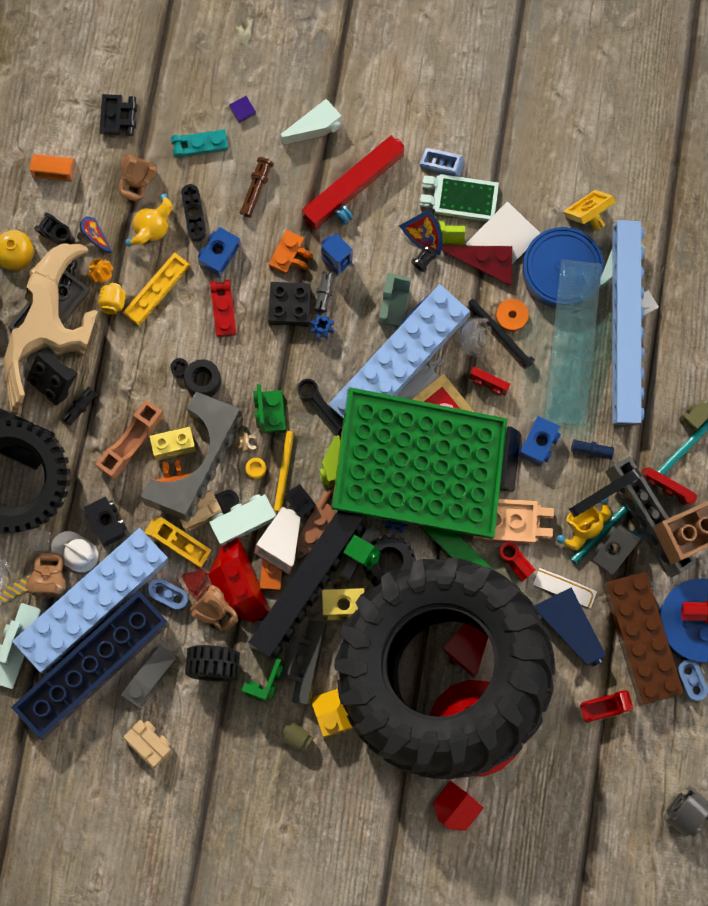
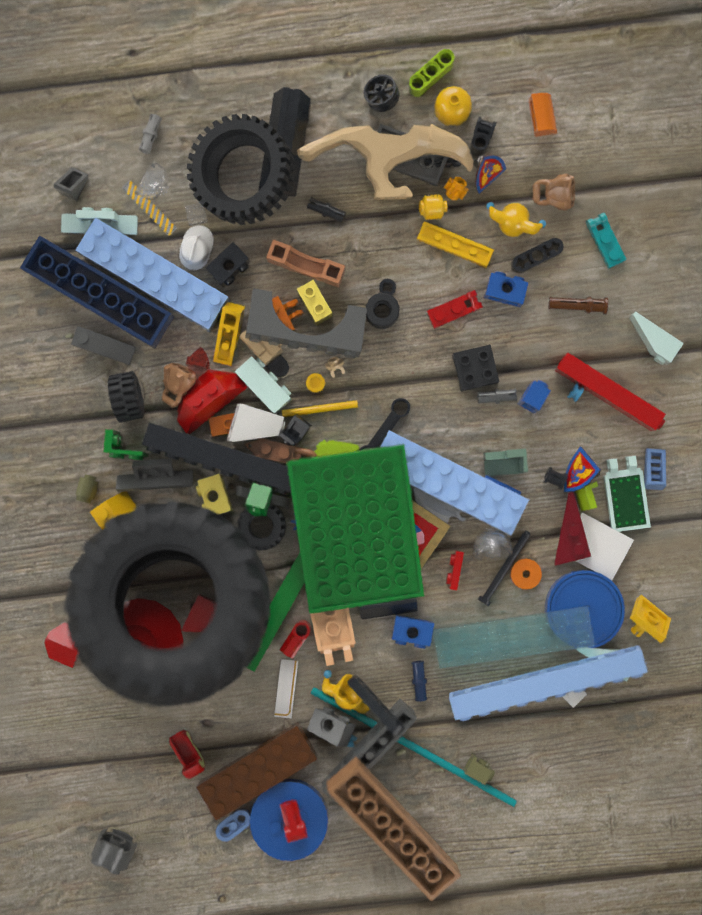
camera: 85 degrees right, 10 degrees up
(47, 579) = (163, 230): medium nougat piece -> none
(51, 376) = (342, 175): black brick -> none
(111, 115) = (607, 152): black plate -> none
(147, 743) = (45, 362): tan brick -> none
(168, 595) = (178, 340): medium blue plate -> none
(242, 109) = (651, 269): dark purple tile -> none
(271, 410) = (370, 379): green bracket -> none
(287, 251) = (524, 351): orange hinge -> none
(318, 330) = (462, 409): blue gear -> none
(569, 621) = (254, 700): dark blue slope -> none
(669, 486) = (402, 760): red plate -> none

